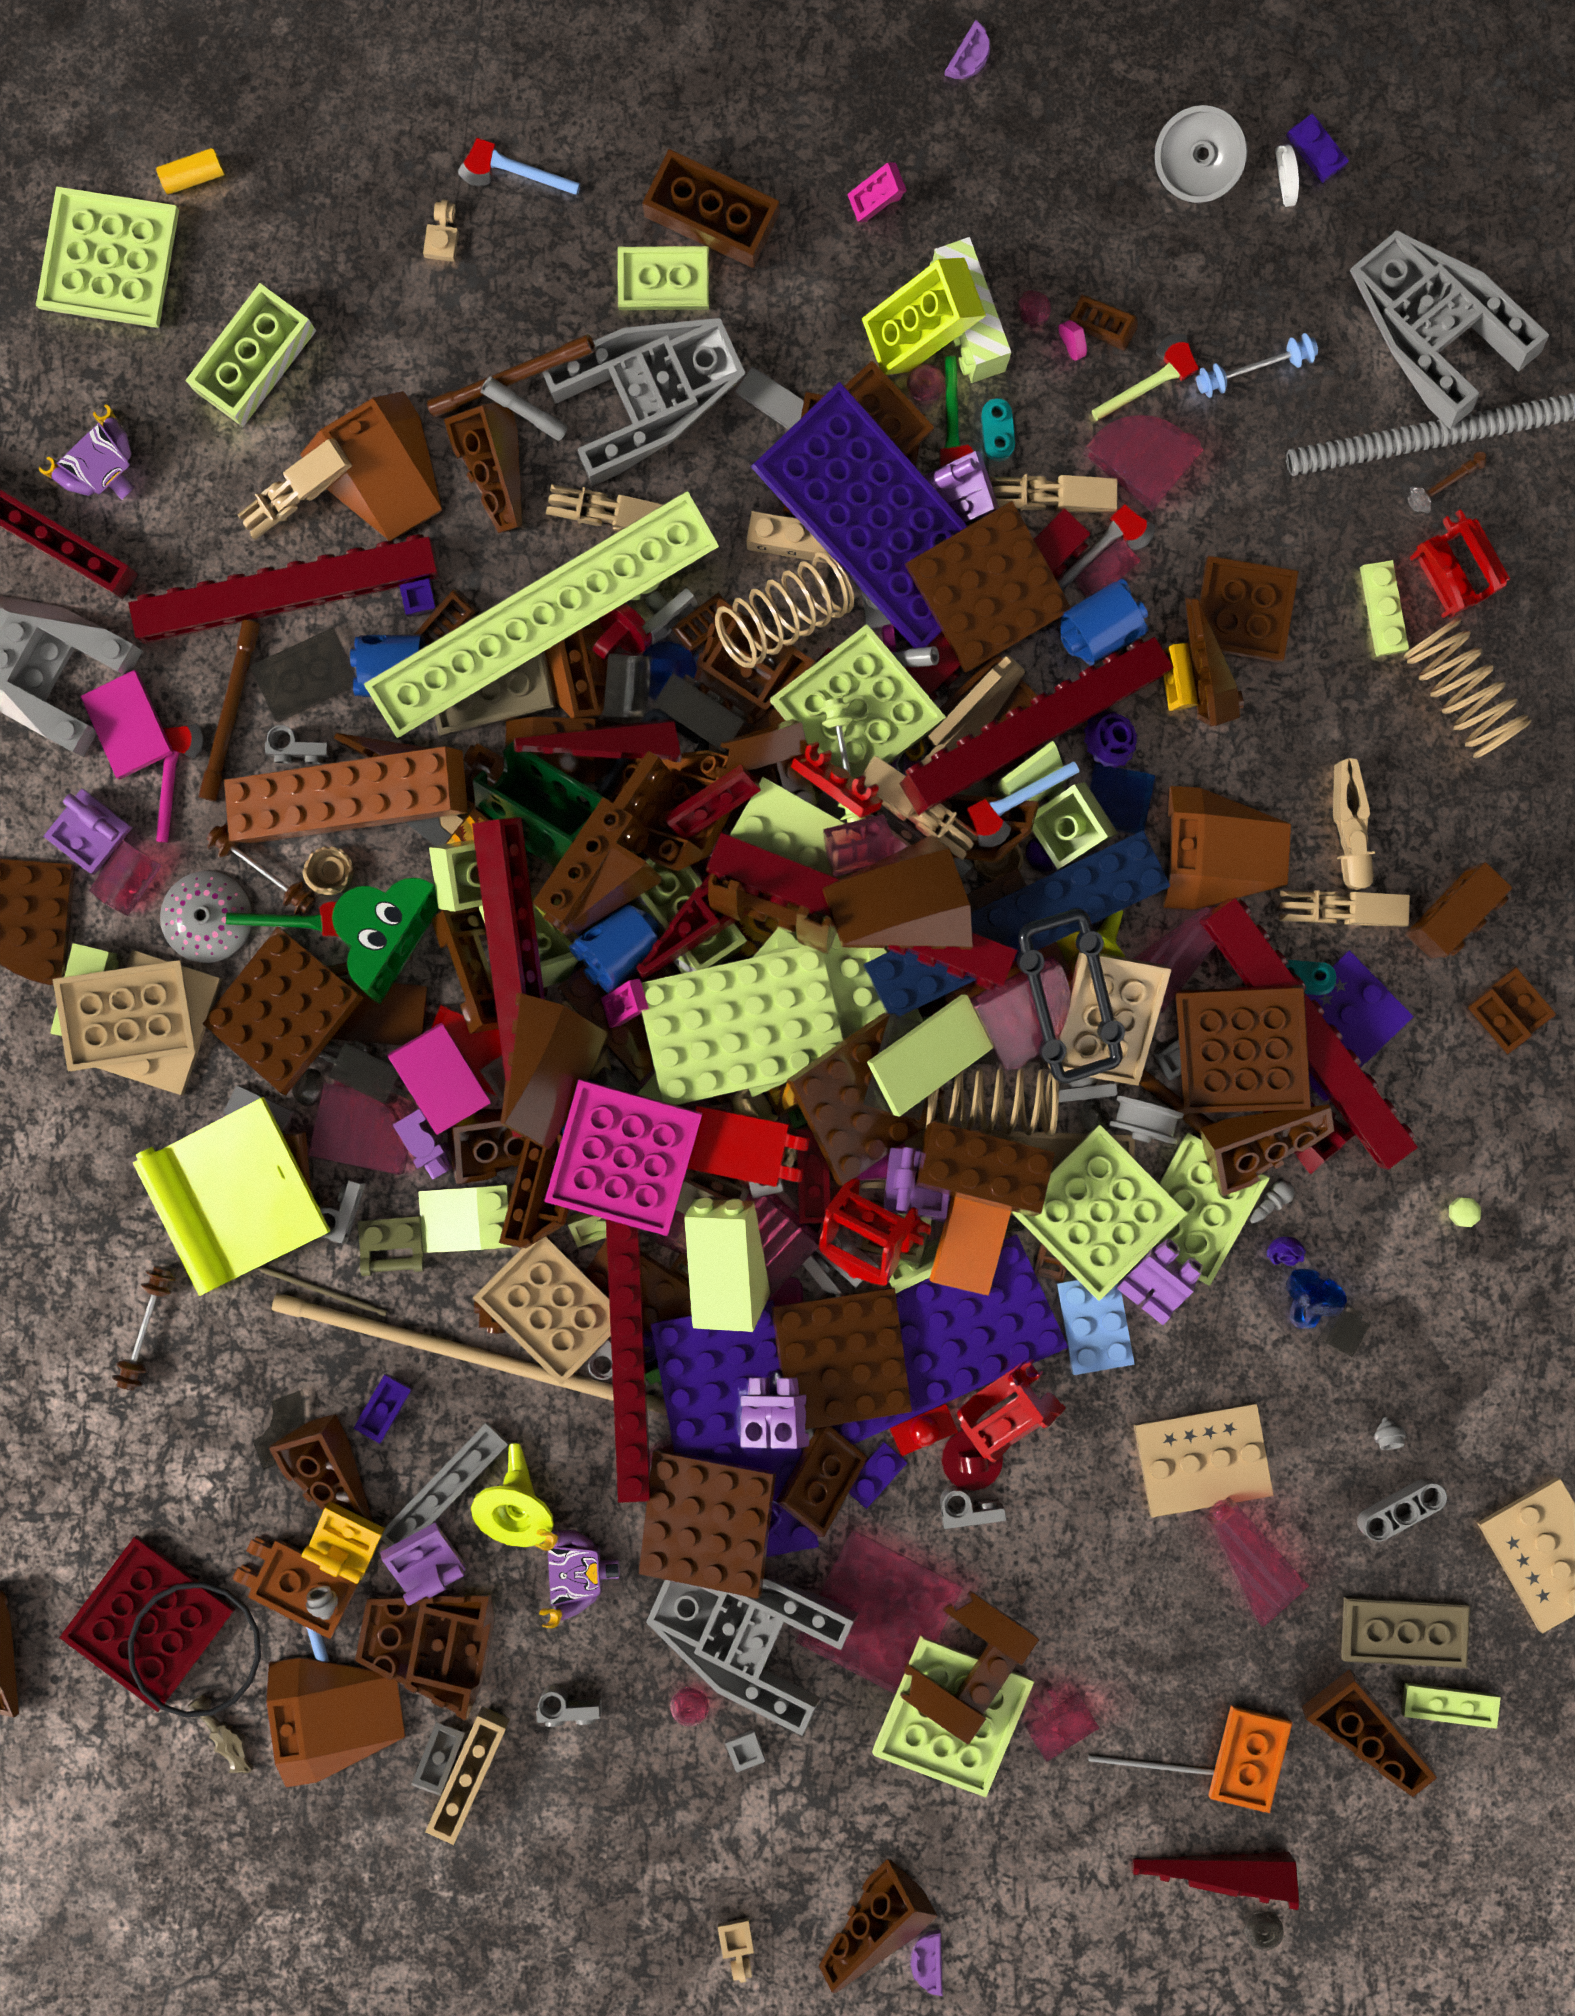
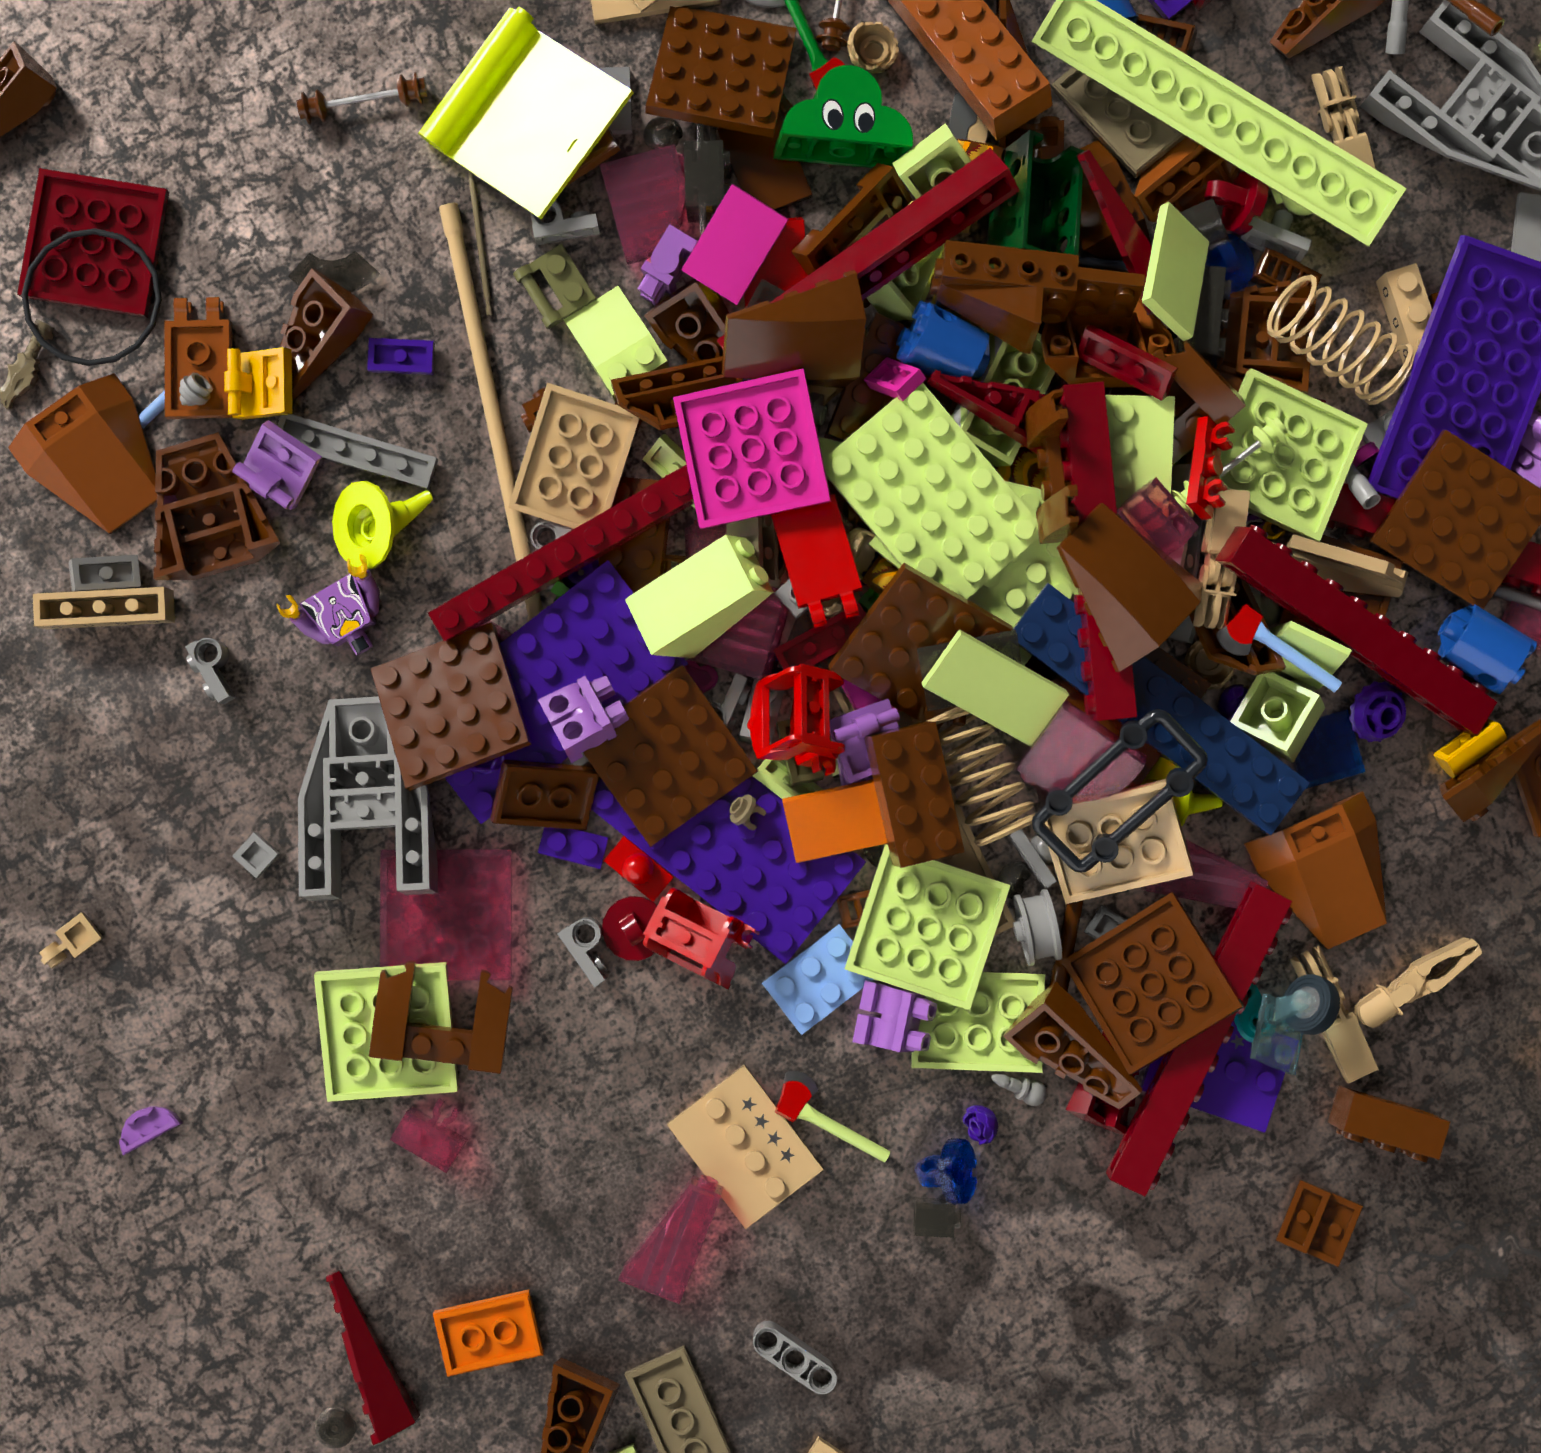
camera: 65 degrees right, 0 degrees up
(657, 720) = (1175, 271): none -> yellowish green tile
(692, 1697) = (279, 787): clear pink plate -> none
(882, 1922) = (161, 1063): reddish brown wedge -> none
(920, 1317) = (742, 809): none -> dark tan plate
(1127, 1762) = (435, 1243): light grey axle -> none
(1190, 1401) = (793, 1105): none -> piece
(1330, 932) = (1306, 1008): none -> plate
(1390, 1435) = (858, 1310): light grey plate -> none
(1464, 1212) = (1105, 1275): yellowish green tile -> none

